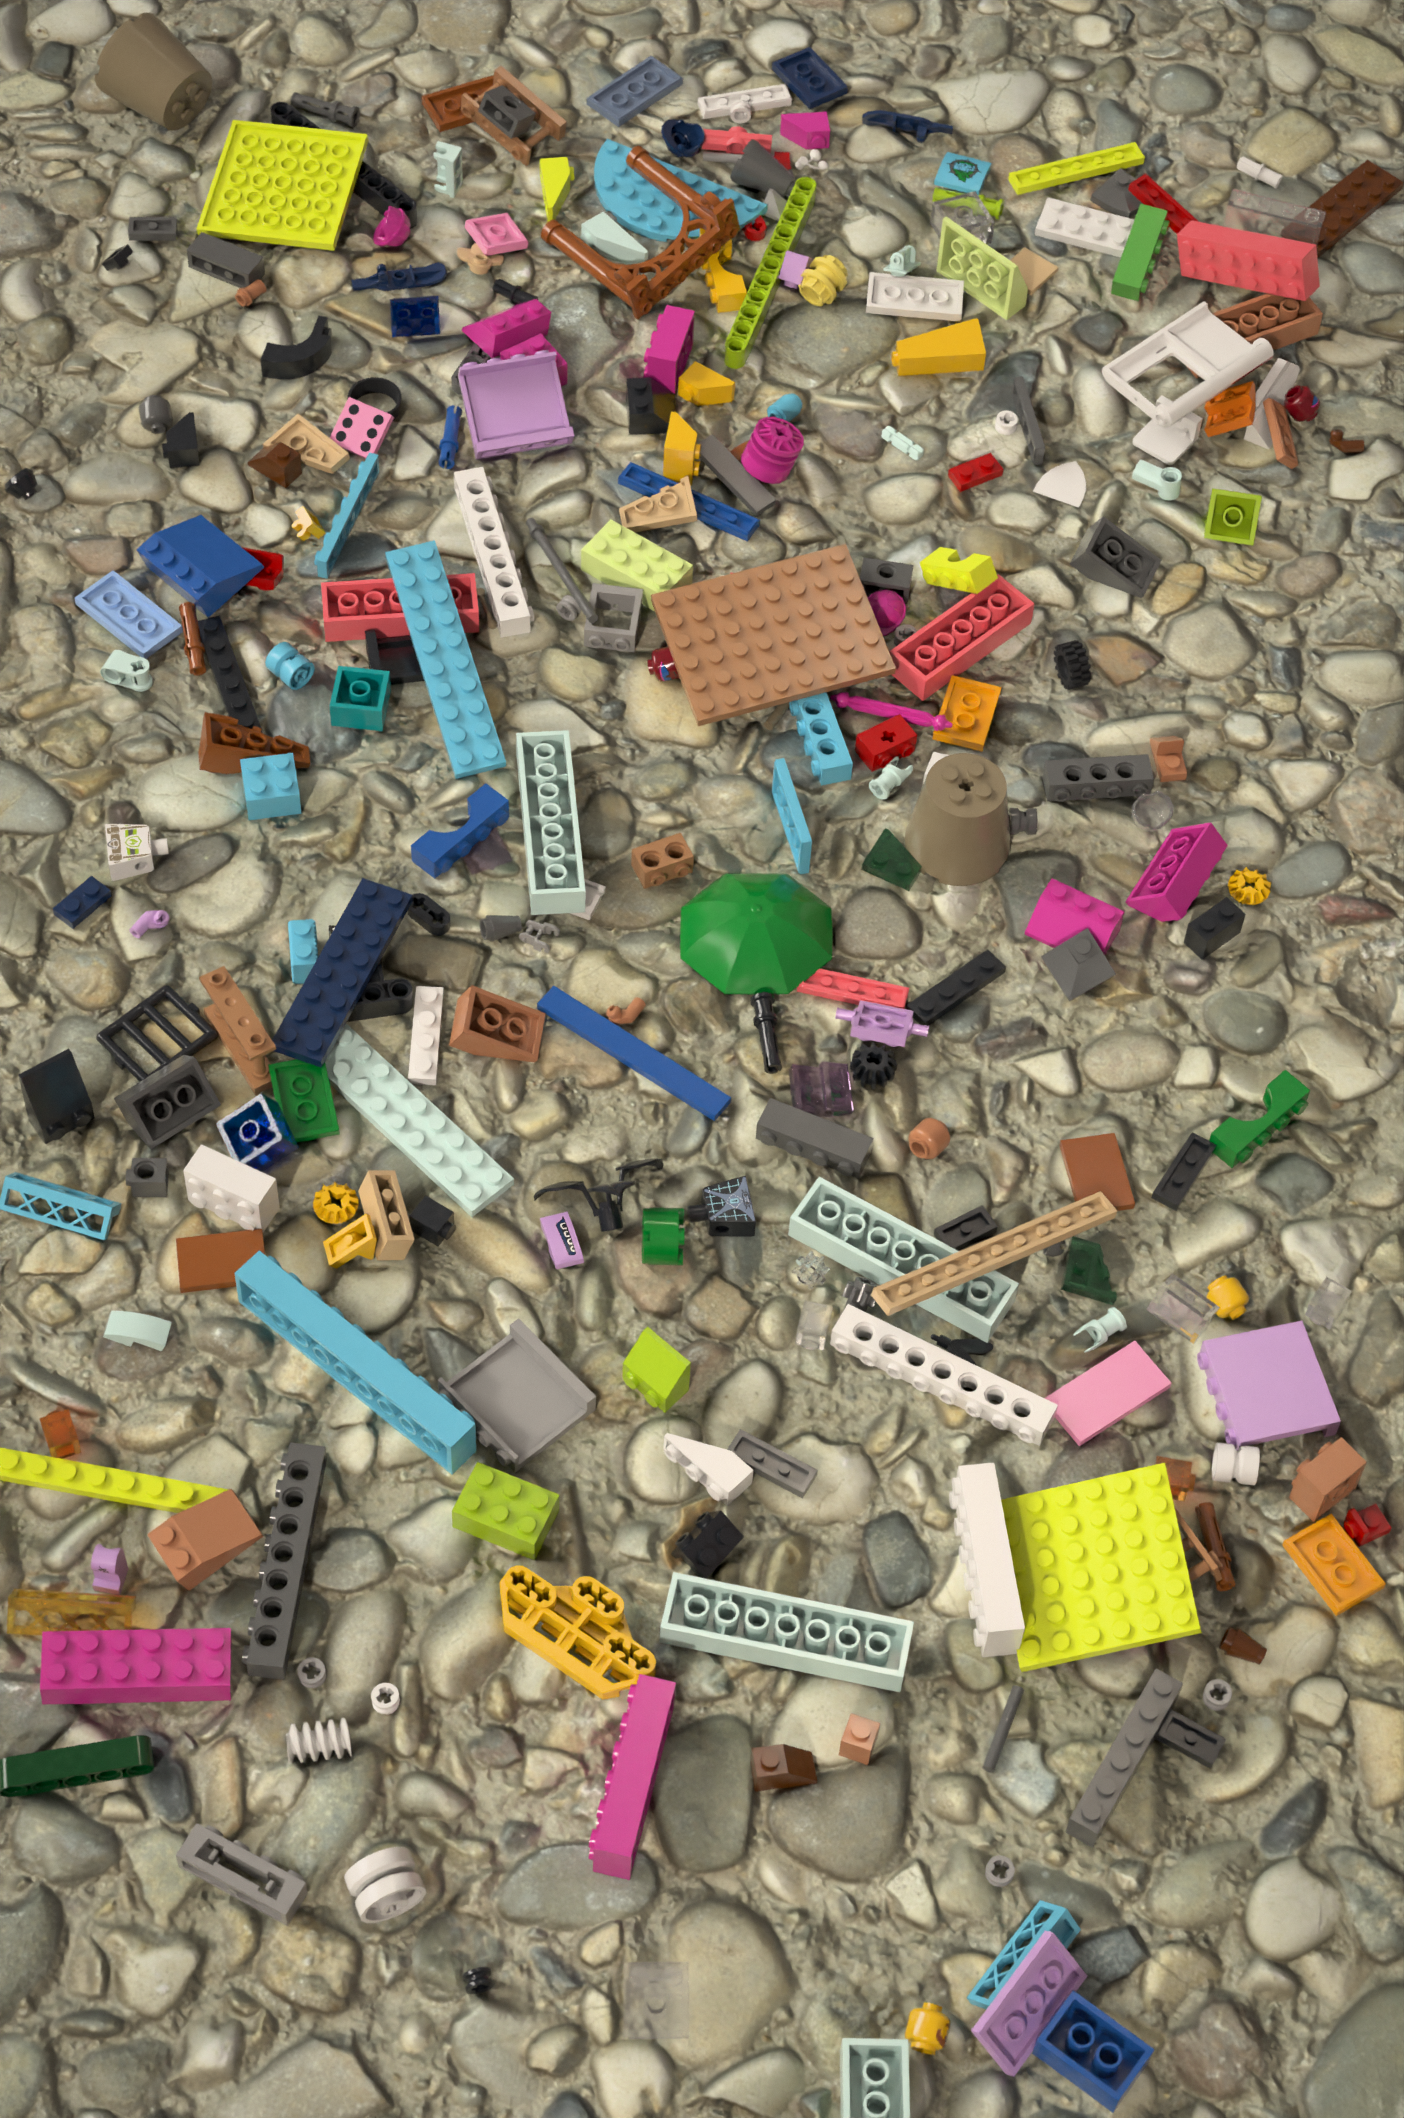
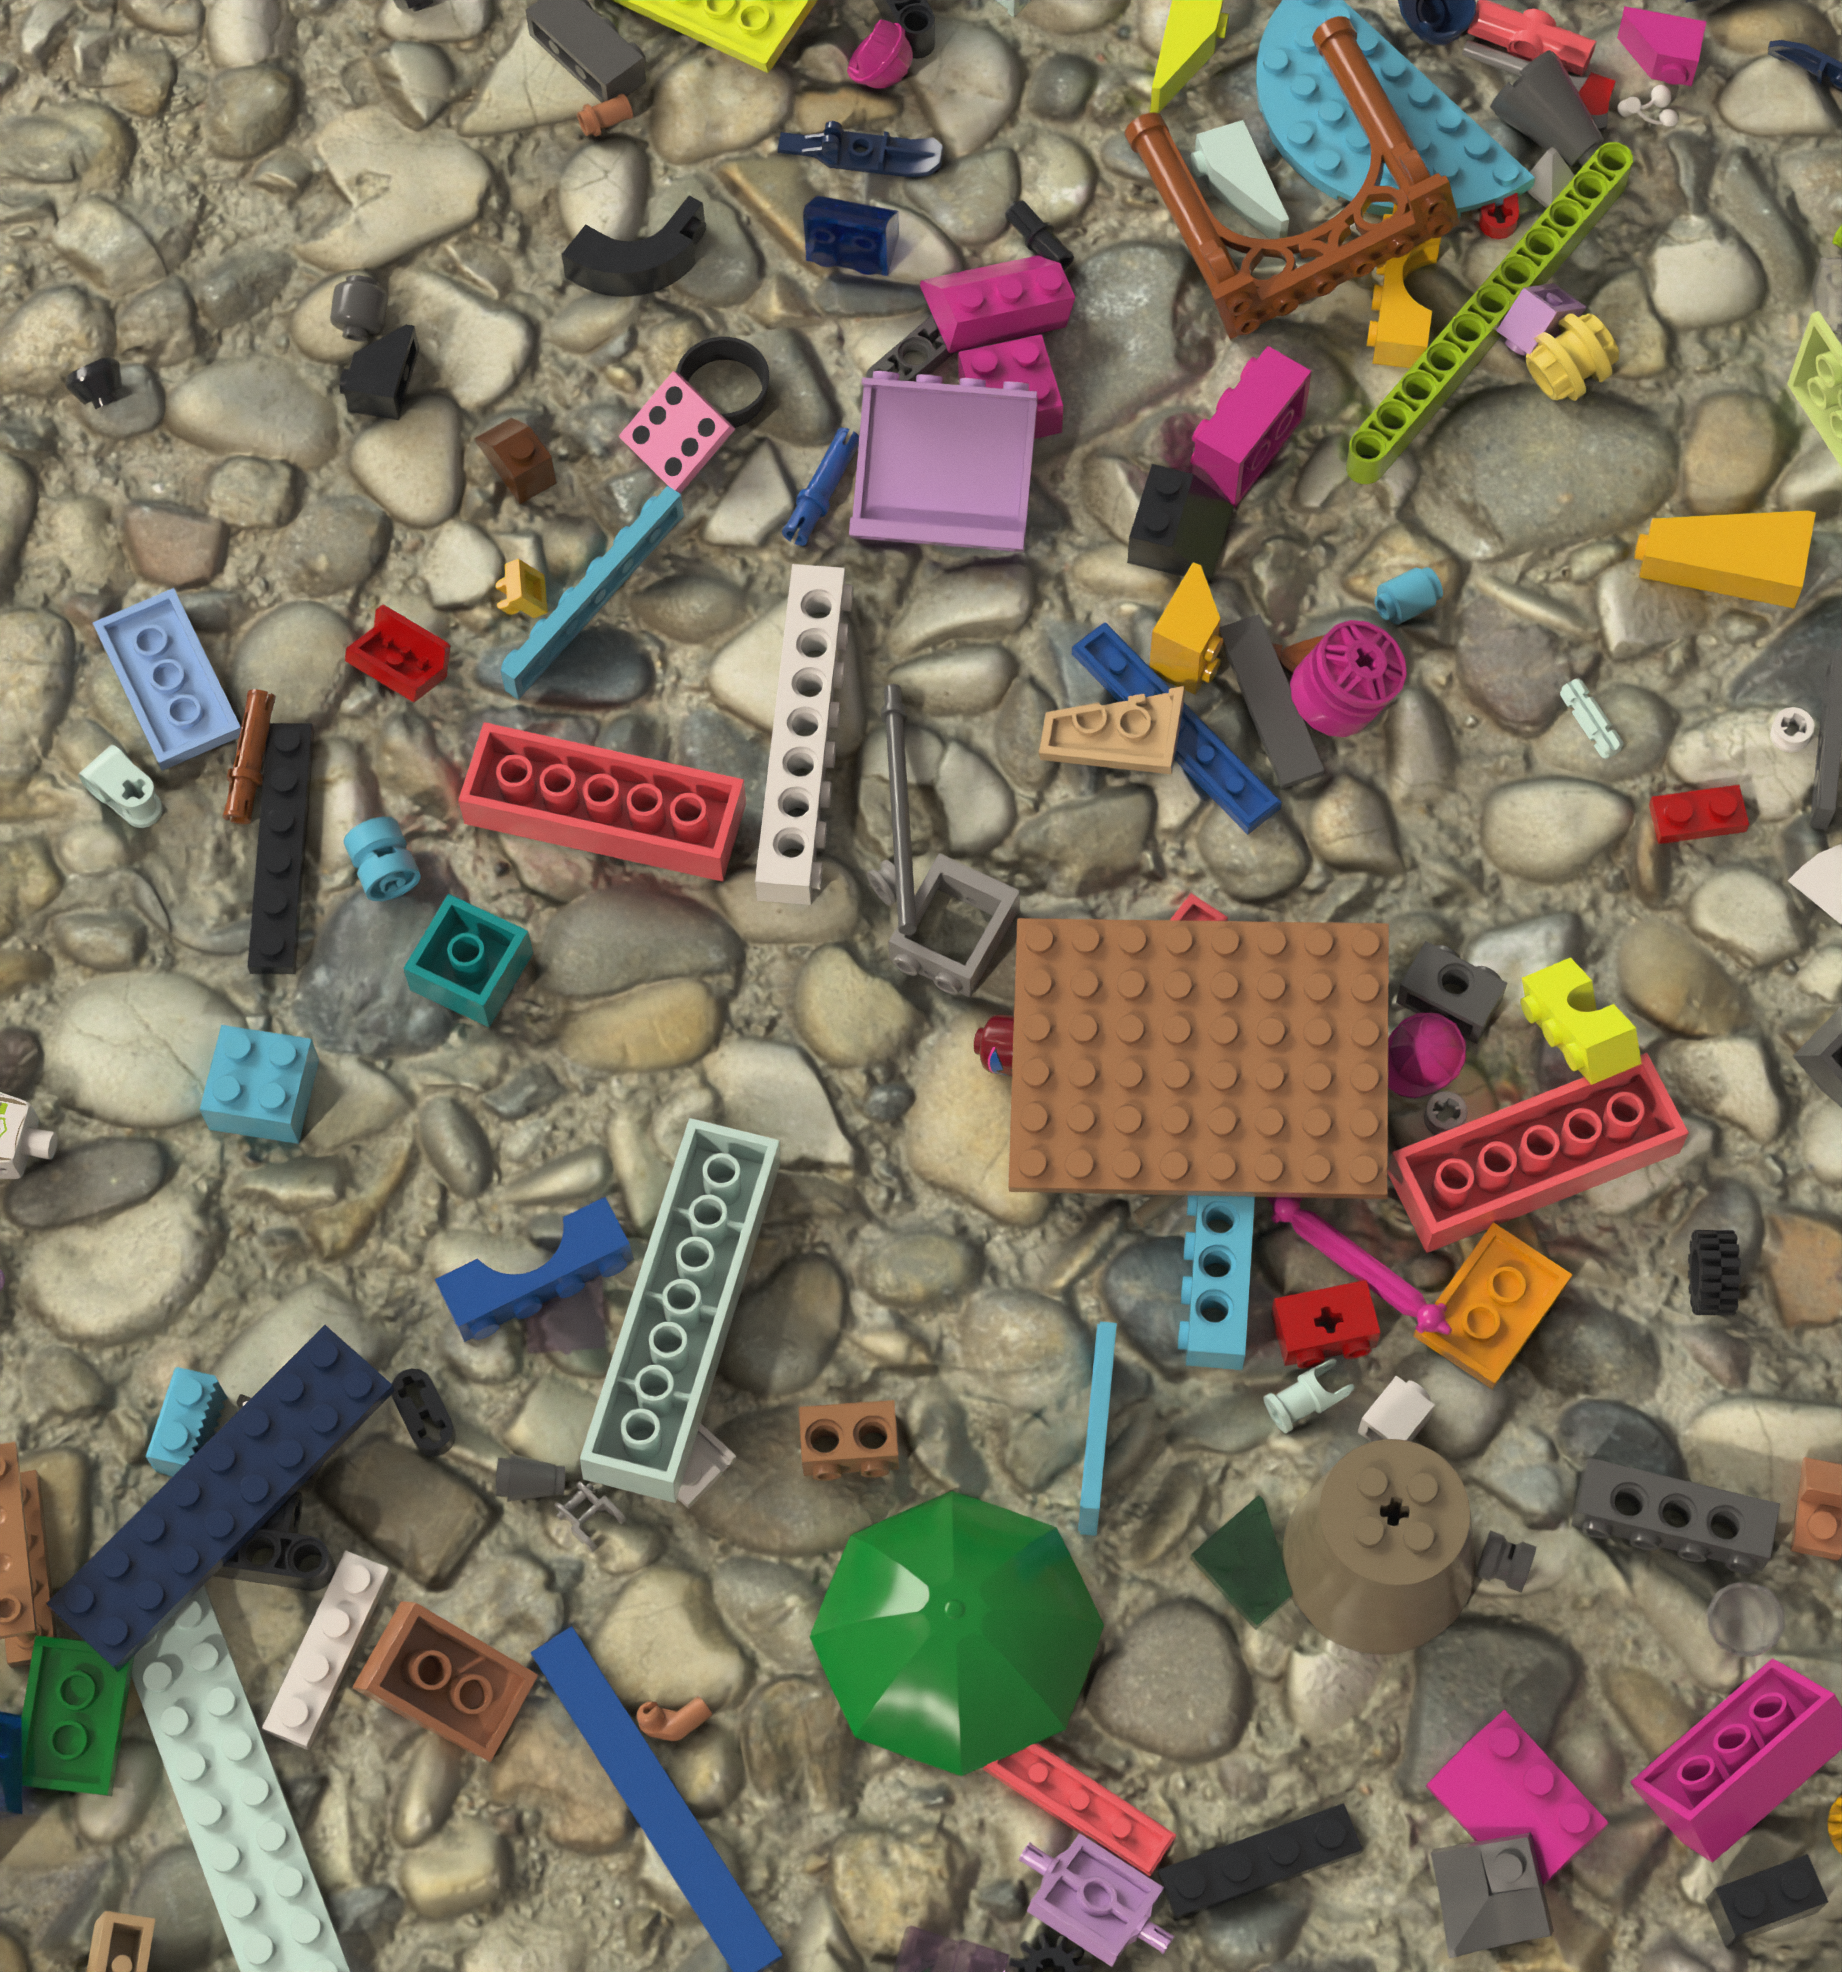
camera: 25 degrees right, 10 degrees up
(199, 563) = (310, 619): blue slope -> none
(226, 742) = (239, 986): dark orange wedge -> none
(312, 444) = (581, 436): tan wing -> none
(333, 1213) = (71, 1941): yellow gear -> none
(394, 656) = (571, 894): black panel -> none
(445, 659) = (631, 933): medium azure plate -> none
(477, 260) = (1008, 148): tan plate -> none
(492, 624) = (755, 806): dark tan hinge -> none
(496, 234) = (1052, 111): bright pink tile -> none
(632, 561) = (1031, 835): yellowish green brick -> none
(705, 386) = (1287, 509): yellow slope -> none
(765, 1022) = (900, 1821): black pin -> none
(902, 262) = (1727, 359): light aqua hinge -> none
(915, 296) = (1725, 430): white plate -> none

